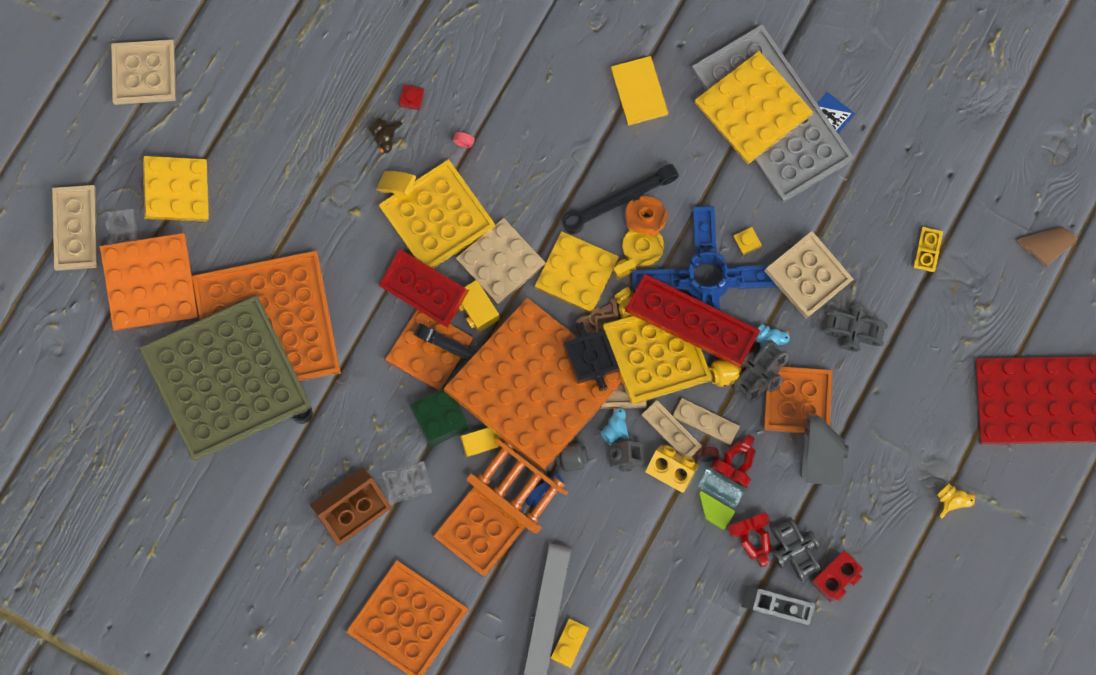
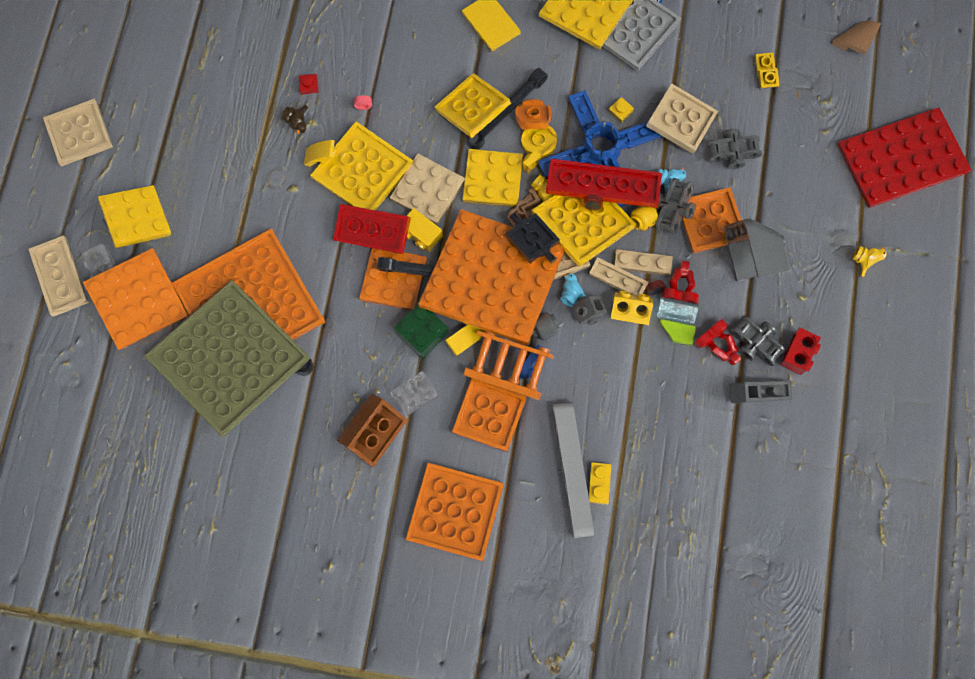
camera: 20 degrees left, 0 degrees up
(582, 183) = (472, 105): none -> yellow plate
(672, 338) = (593, 202): none -> clear red tile

